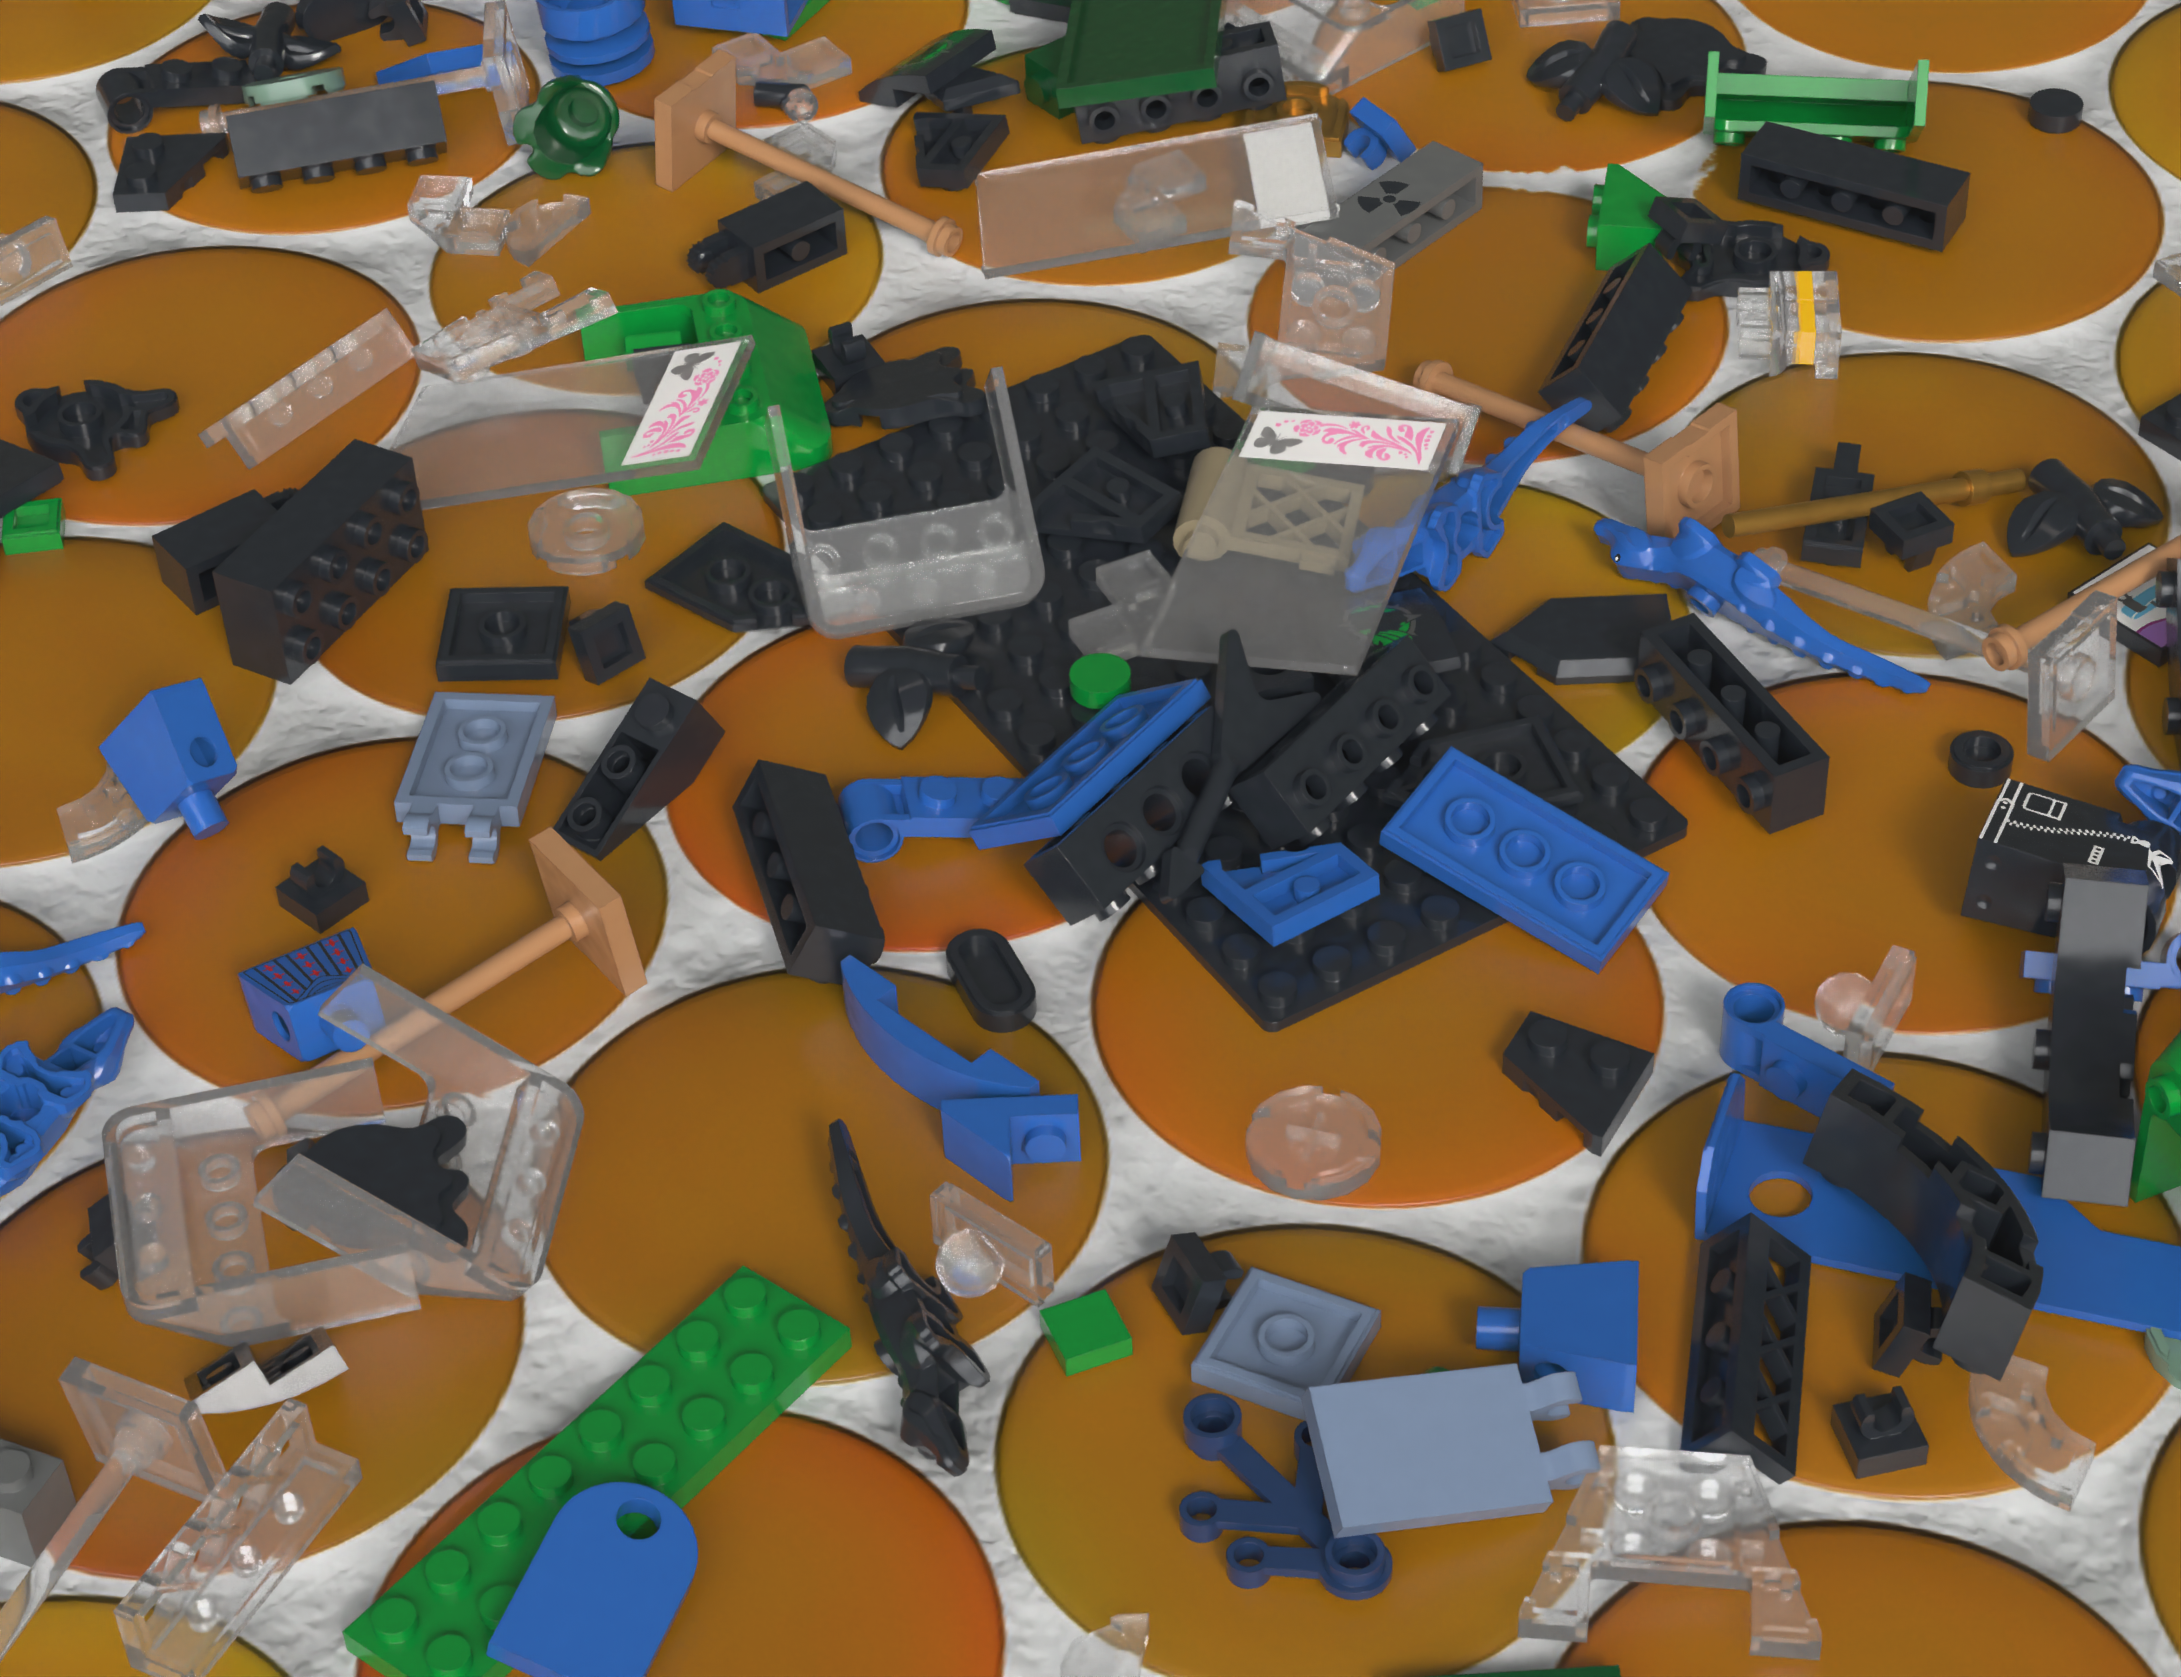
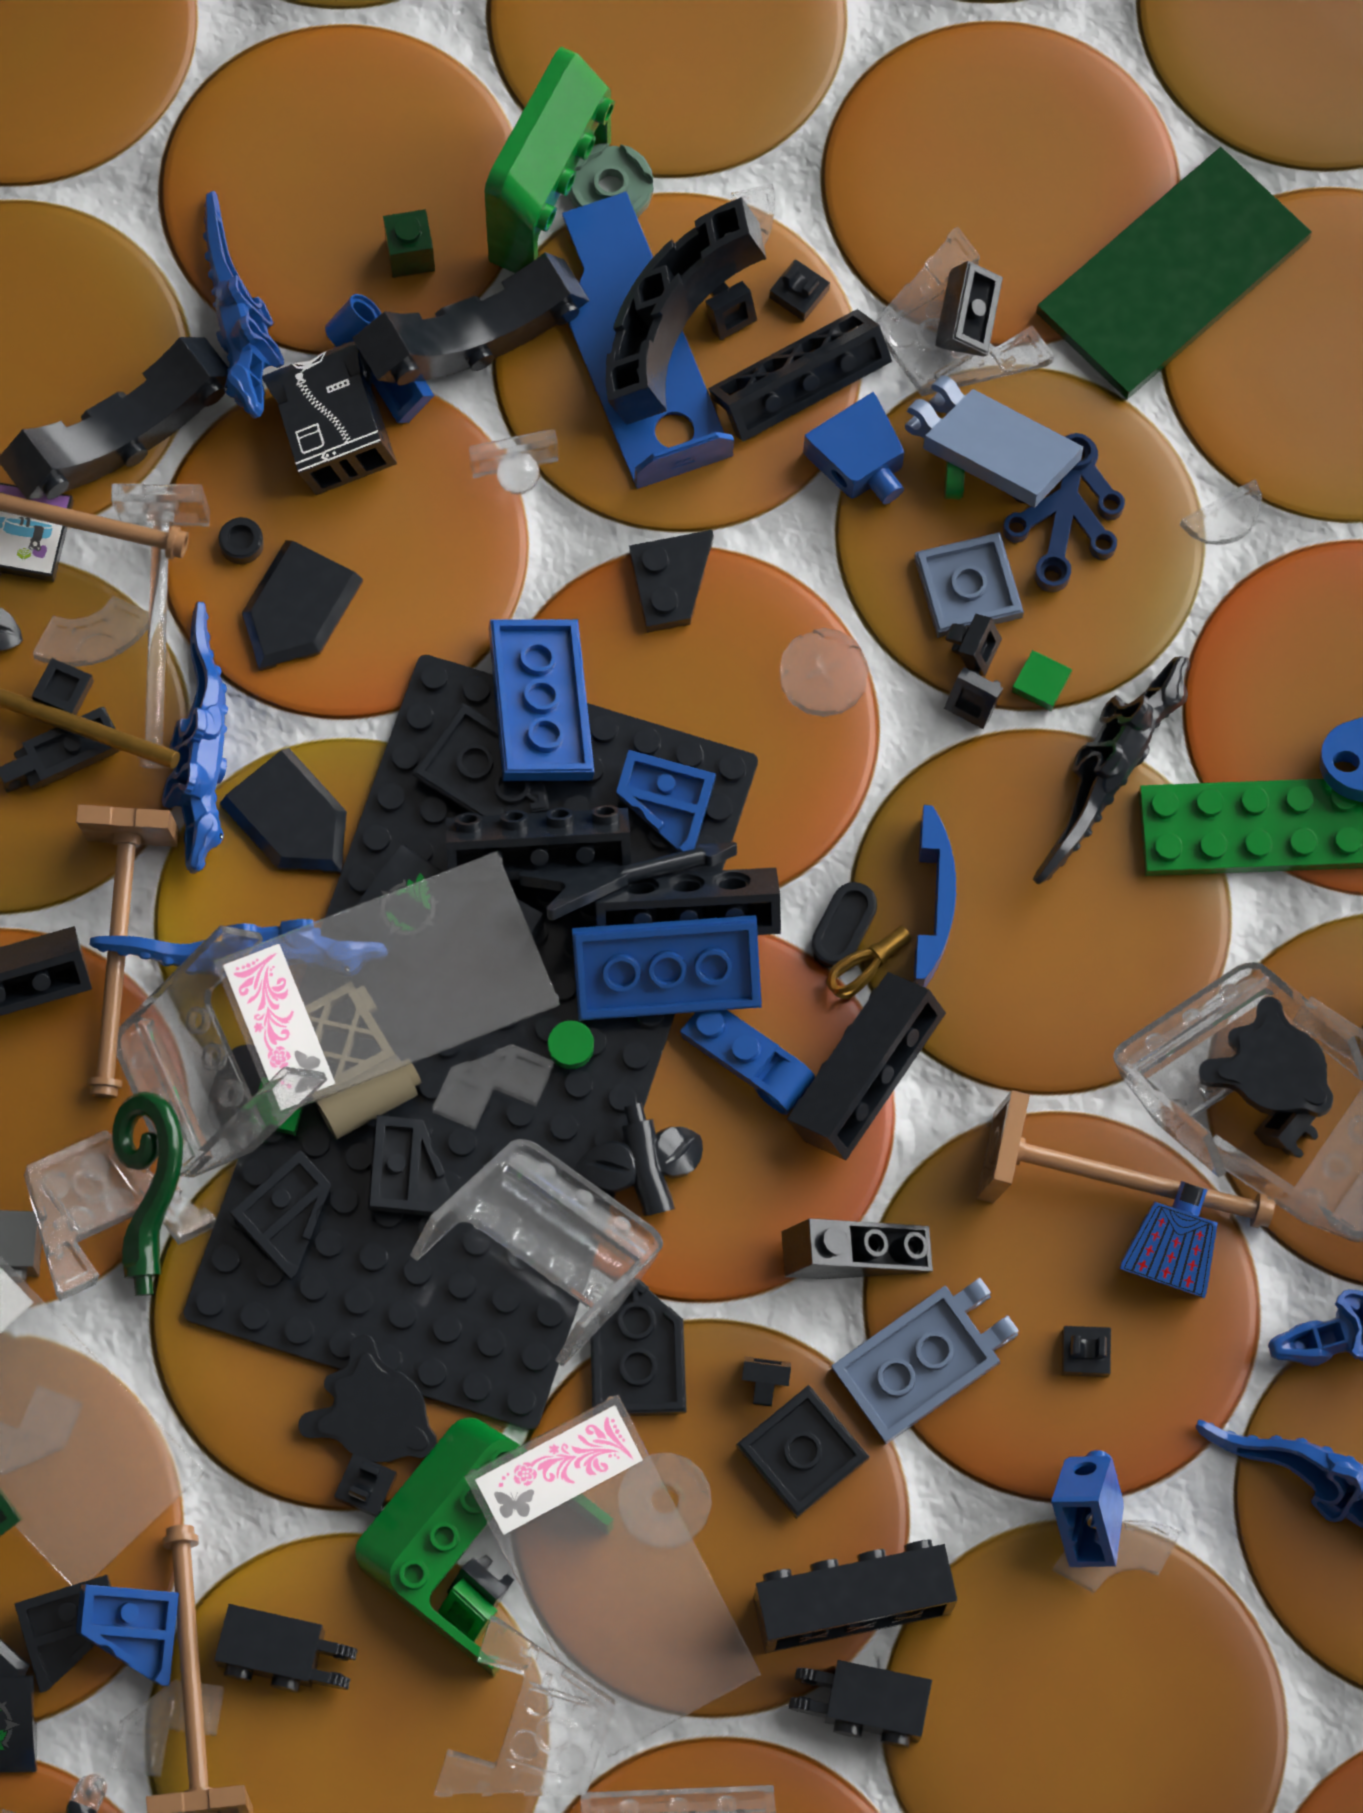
camera: 135 degrees left, 30 degrees up
(904, 155) = (131, 1626): none -> blue wing
(925, 982) = (877, 952): none -> pearl gold piece
(987, 1249) = (1042, 759): clear tile -> none
(997, 1132) = (962, 816): blue slope -> none
(1129, 1237) = (973, 697): none -> black tile
(1225, 322) = (142, 1235): none -> dark green plant
(1668, 1558) = (969, 310): none -> black slope
(1732, 723) = (337, 667): black brick -> none
(1777, 1056) = (591, 468): blue plate -> none
(1869, 765) = (297, 605): none -> black tile

